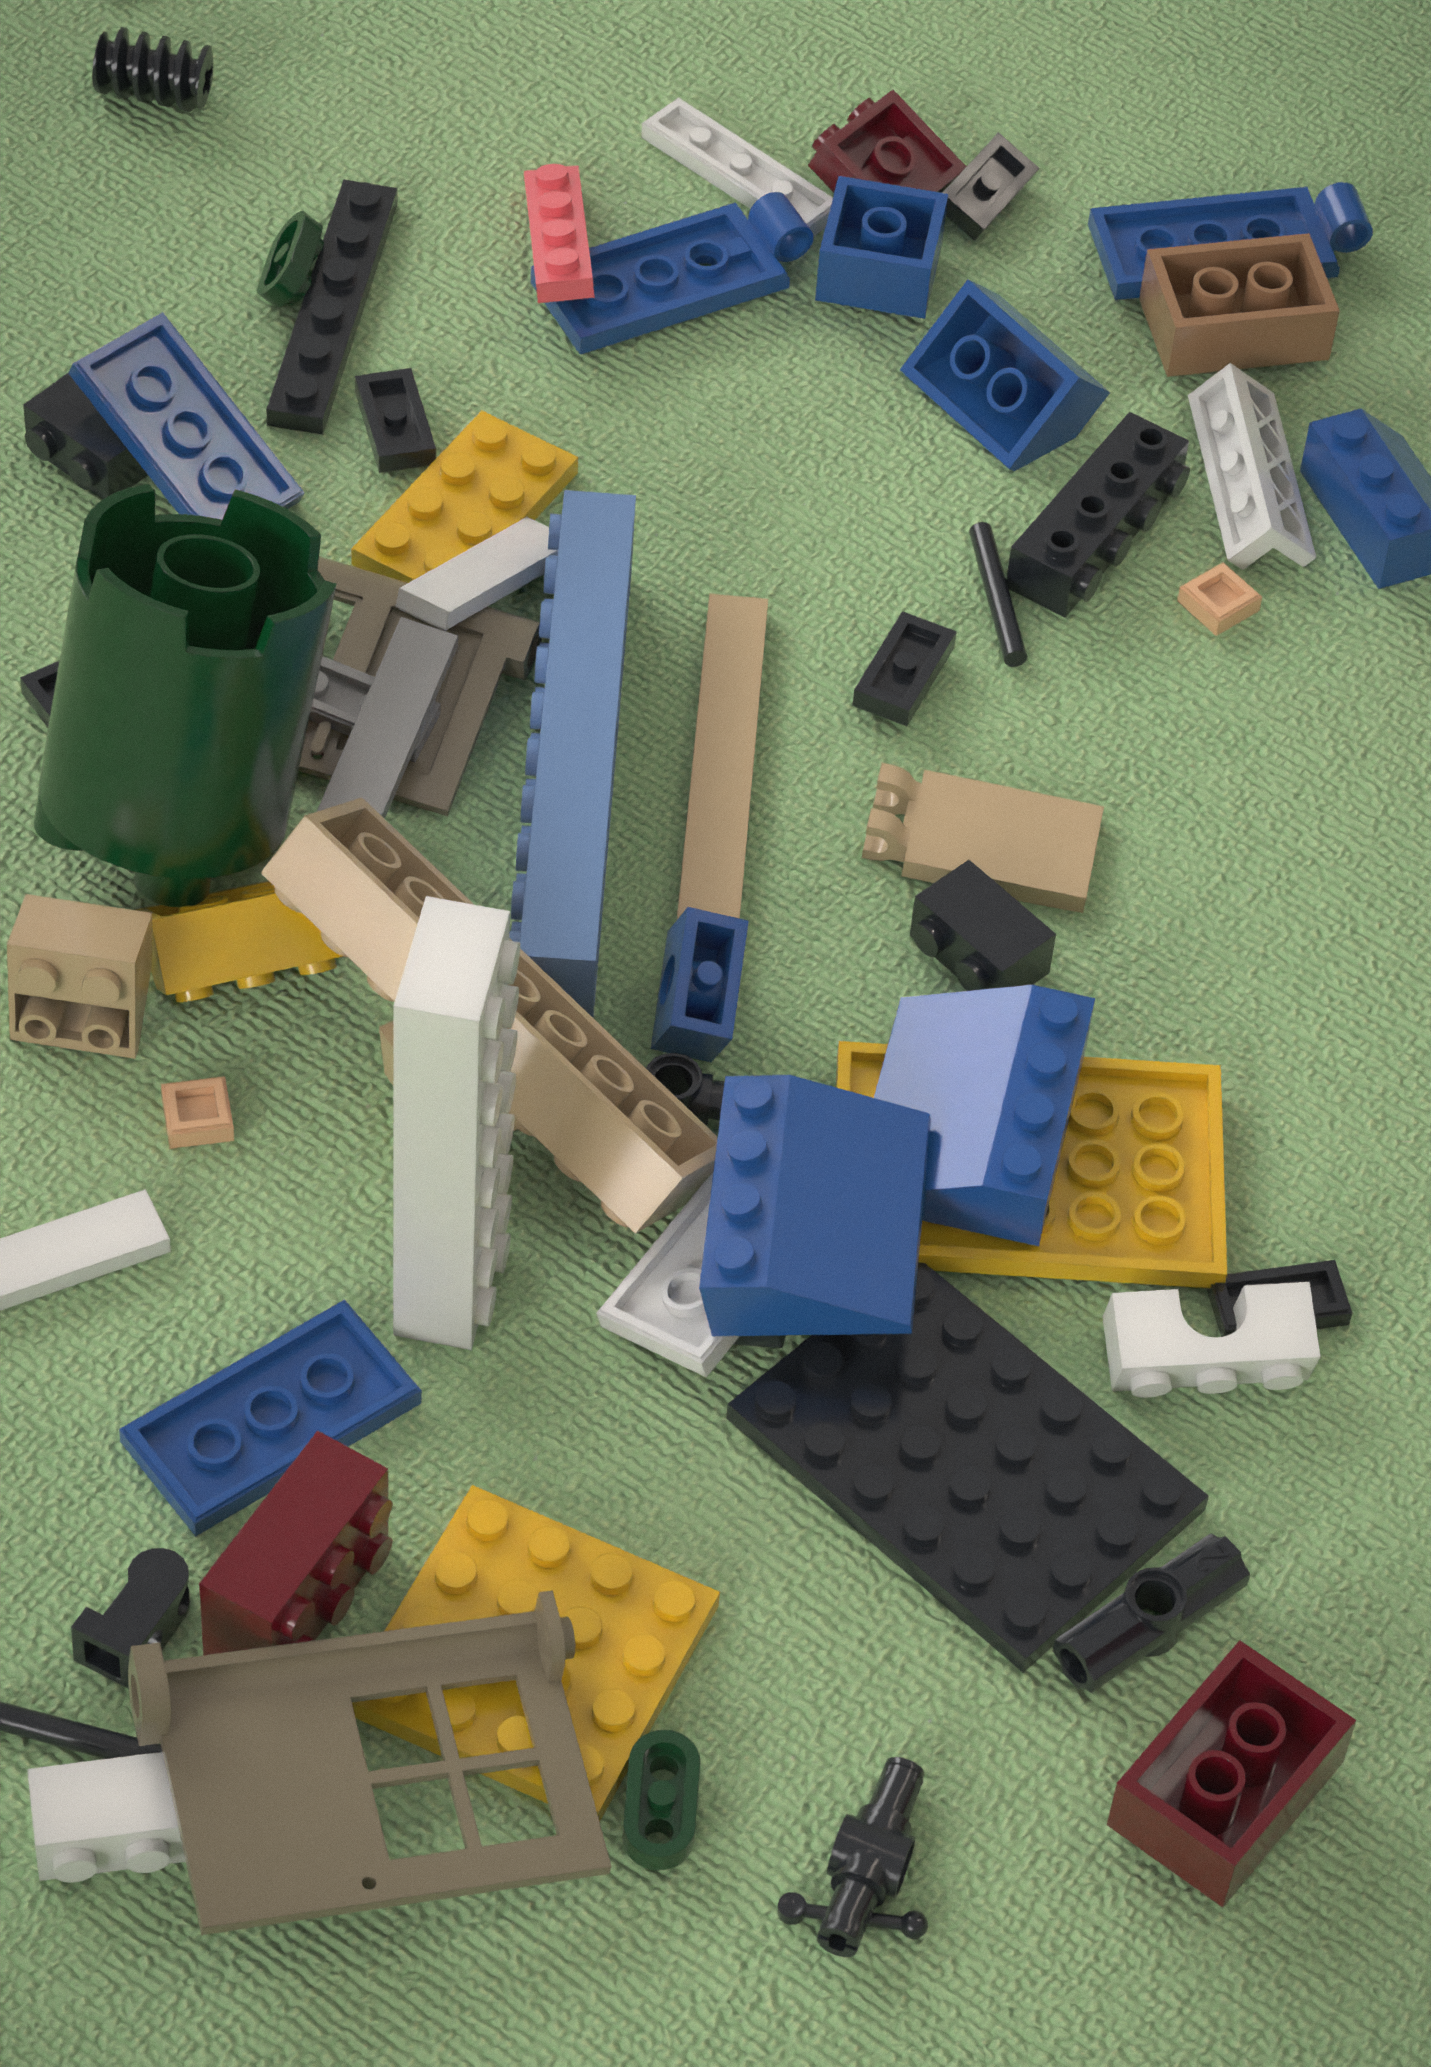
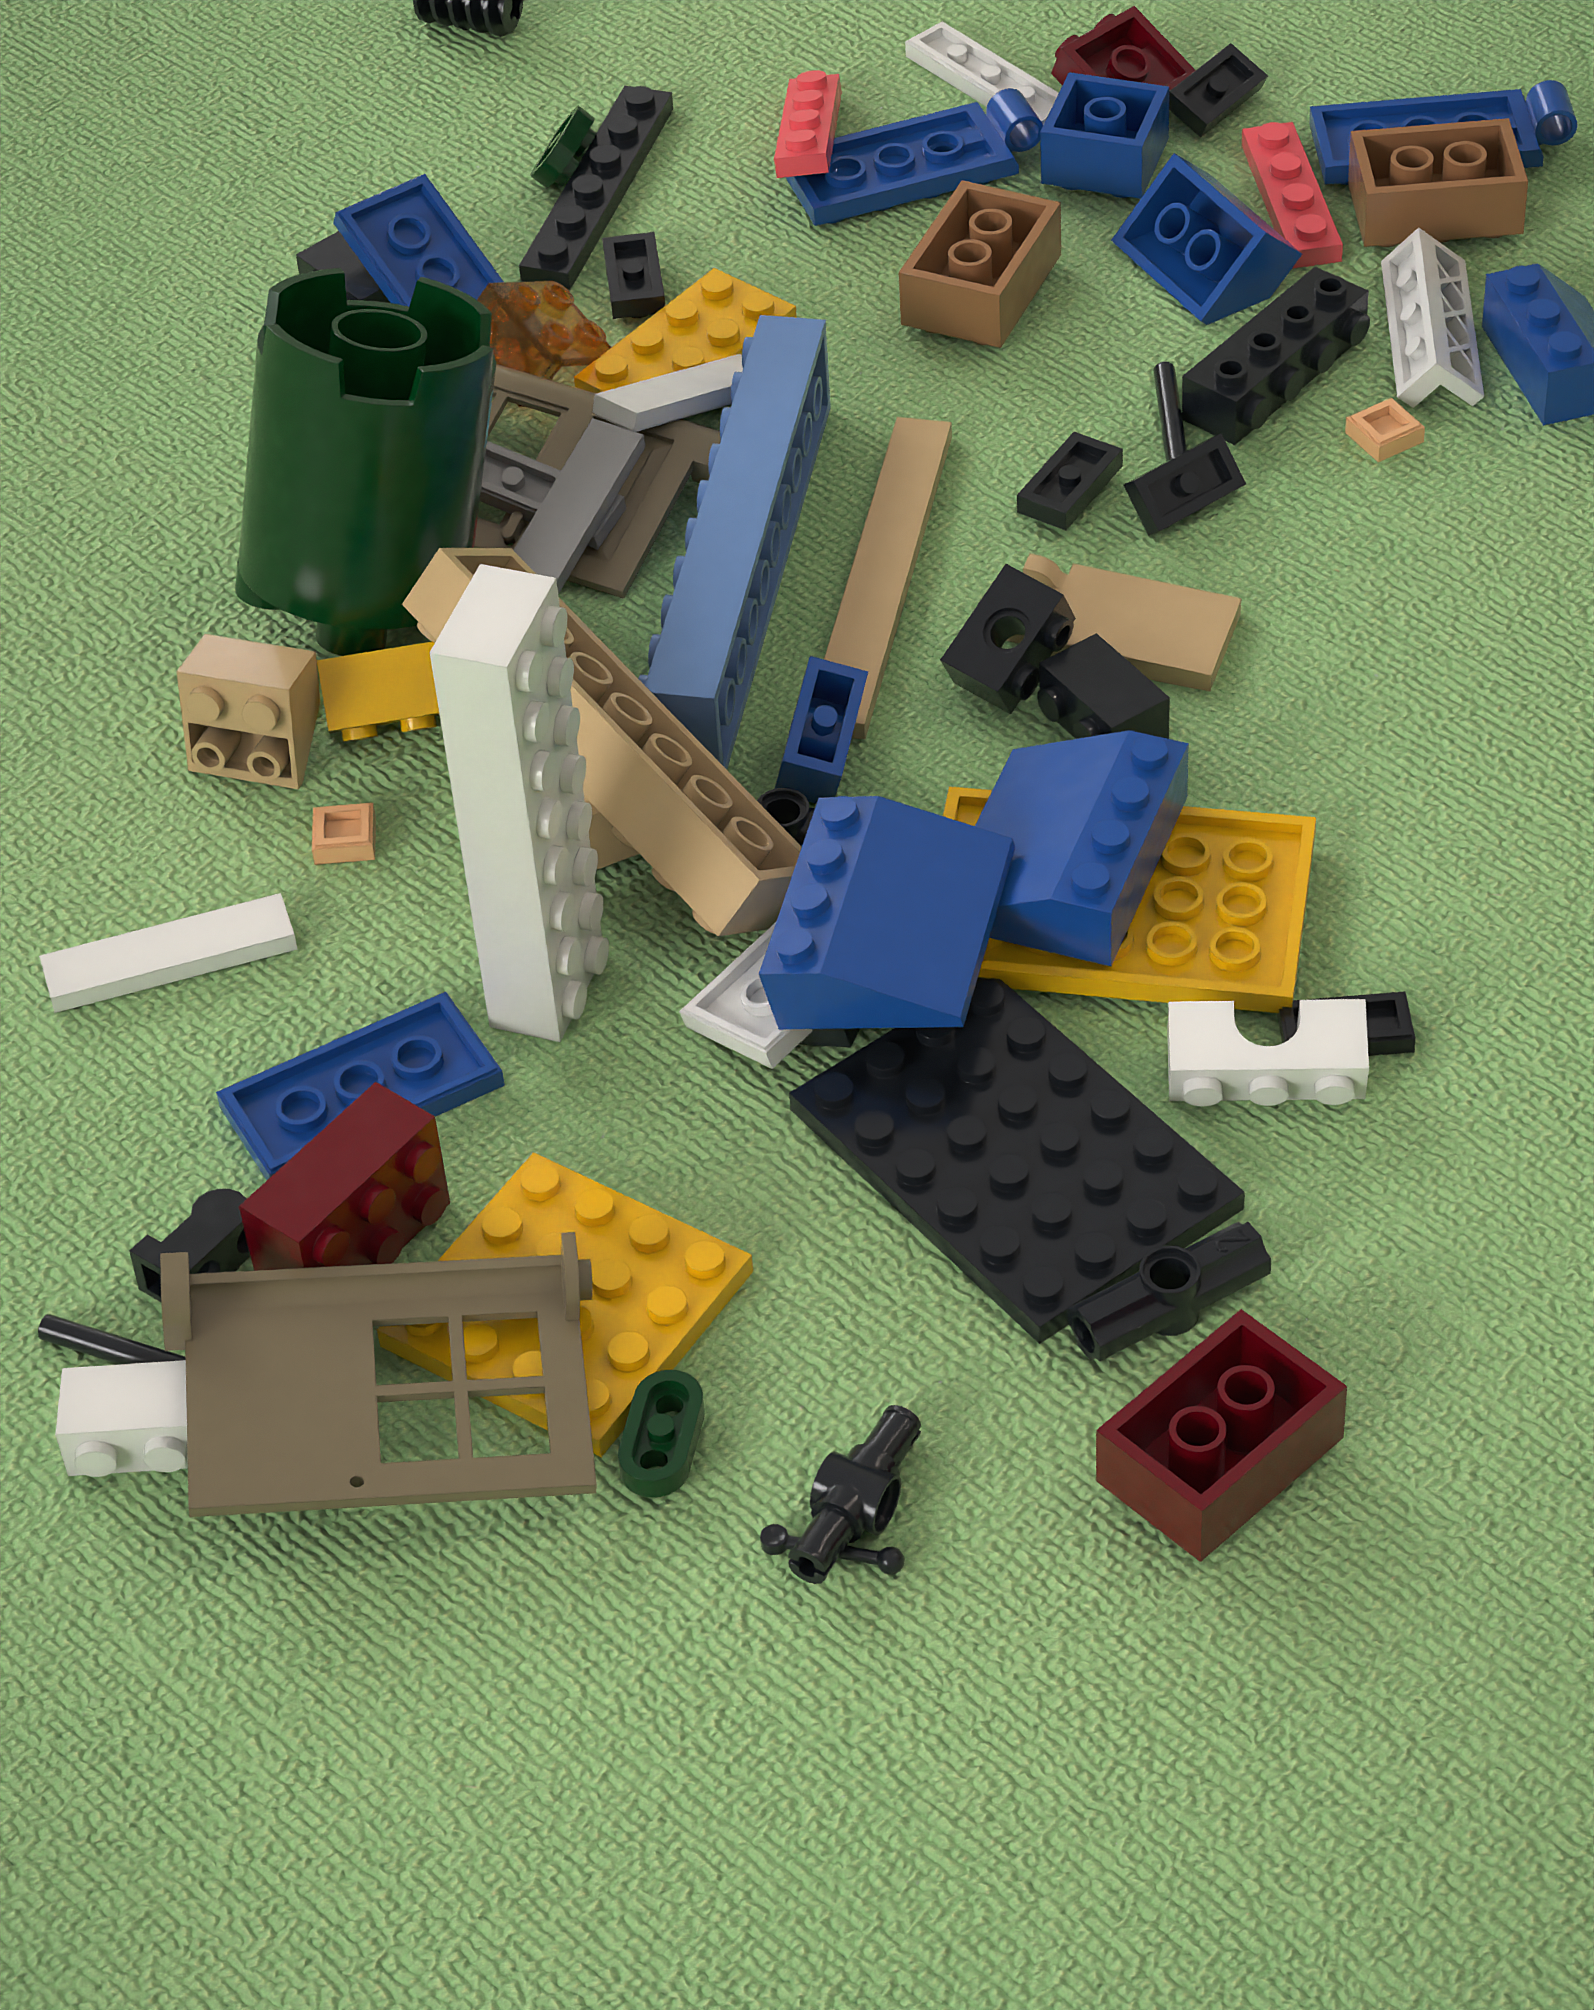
camera: 15 degrees right, 5 degrees down
(314, 485) = (540, 328): none -> clear orange bracket
(773, 408) = (980, 264): none -> medium nougat brick
(879, 832) = (1009, 608): none -> black brick
(1026, 672) = (1184, 484): none -> black plate
(1081, 309) = (1292, 192): none -> coral plate

